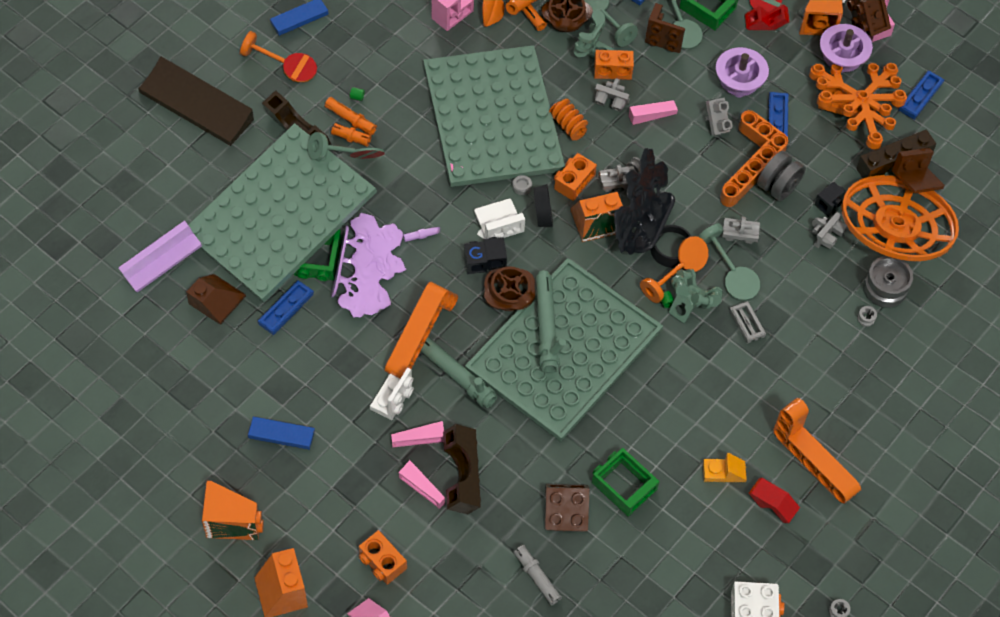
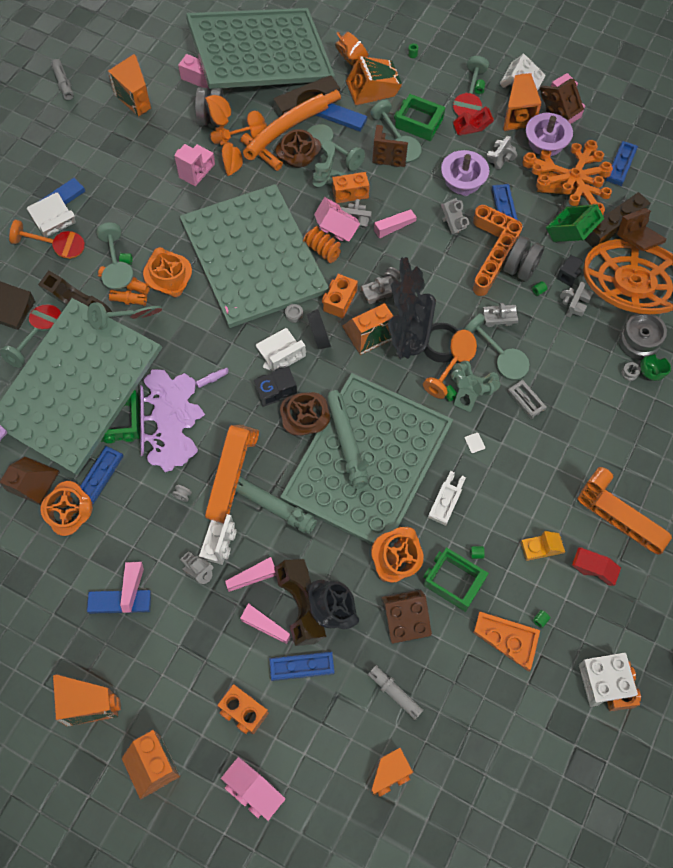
camera: 10 degrees left, 5 degrees up
(229, 326) = (84, 509): none -> orange piece
(256, 138) = (41, 319): none -> piece
(288, 33) = (51, 215): none -> white bracket
(298, 414) = (131, 581): none -> bright pink piece
(345, 108) = (118, 273): none -> sand green piece
(365, 341) = (181, 493): none -> light grey bush
(366, 416) = (197, 568): none -> light grey hips
(398, 116) = (167, 272): none -> orange piece
(450, 531) = (301, 666): none -> blue tile
(493, 477) = (332, 604): none -> black piece
(557, 457) = (405, 550): none -> orange piece
(585, 94) = (334, 219): none -> bright pink brick
(636, 404) = (446, 500): none -> white hinge
(654, 461) = (477, 552): none -> green piece
(665, 549) = (509, 638): none -> orange wing
(681, 355) = (474, 442): none -> white sticker
(703, 538) = (541, 619): none -> green piece
(791, 58) = (503, 153): none -> light grey hips
(791, 211) = (539, 288): none -> green piece
(847, 149) = (575, 223): none -> green window
(892, 317) = (654, 368): none -> green hair

